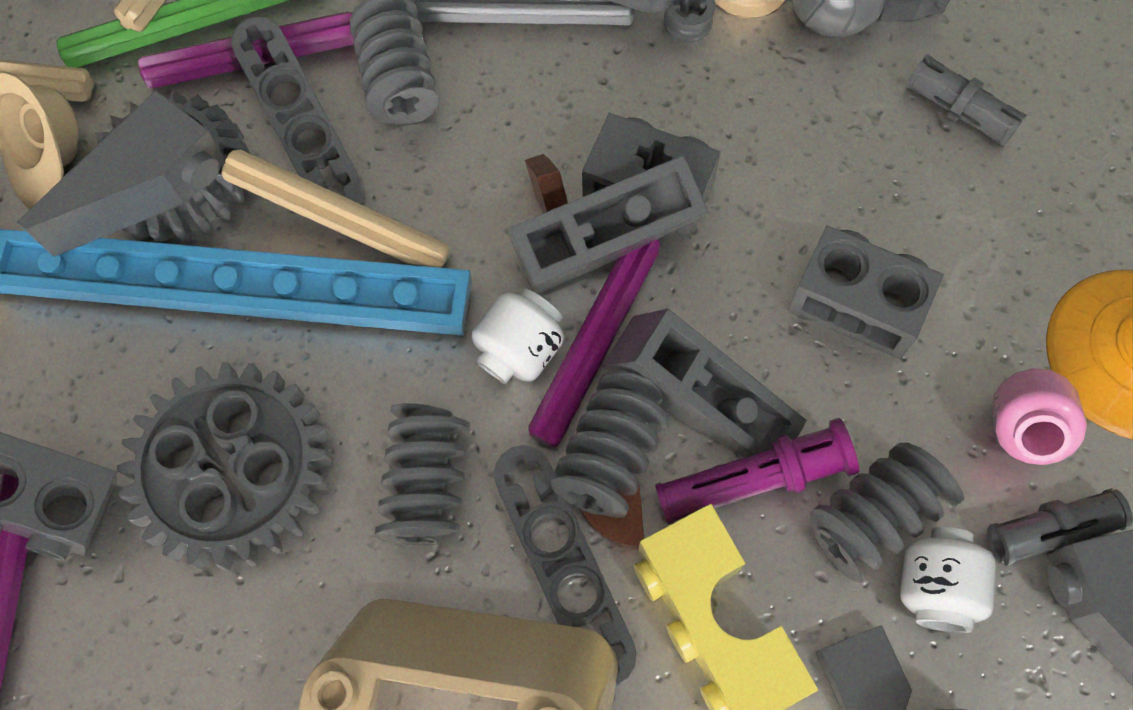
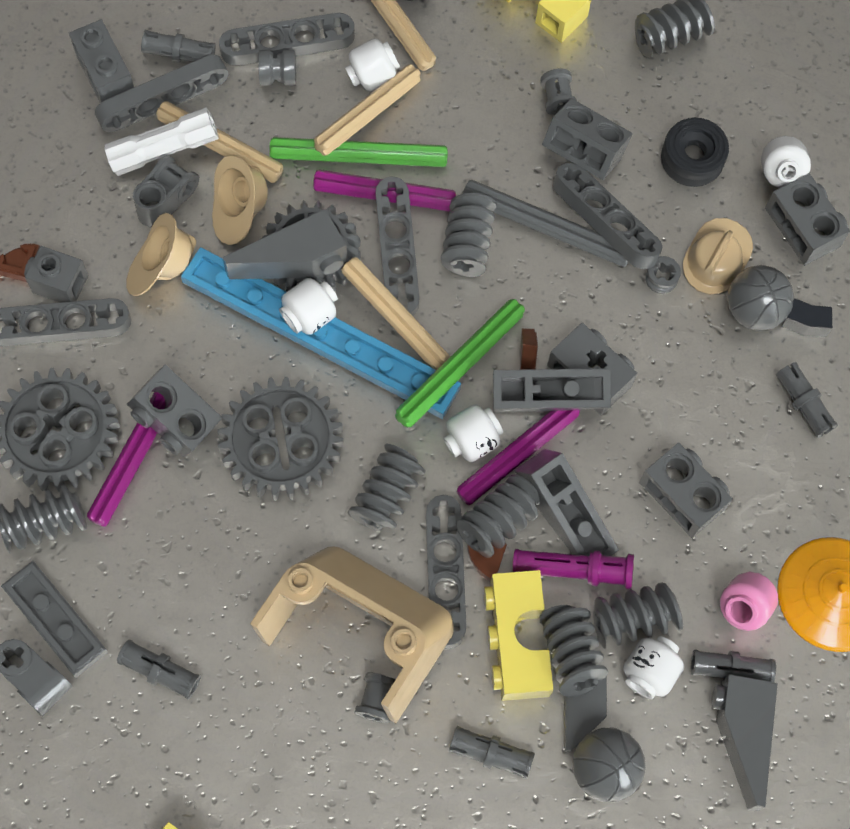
camera: 15 degrees right, 0 degrees up
(190, 247) = (308, 306): none -> white head
(452, 248) = (459, 363): none -> bright green axle
(816, 608) = (573, 649): none -> dark grey piece

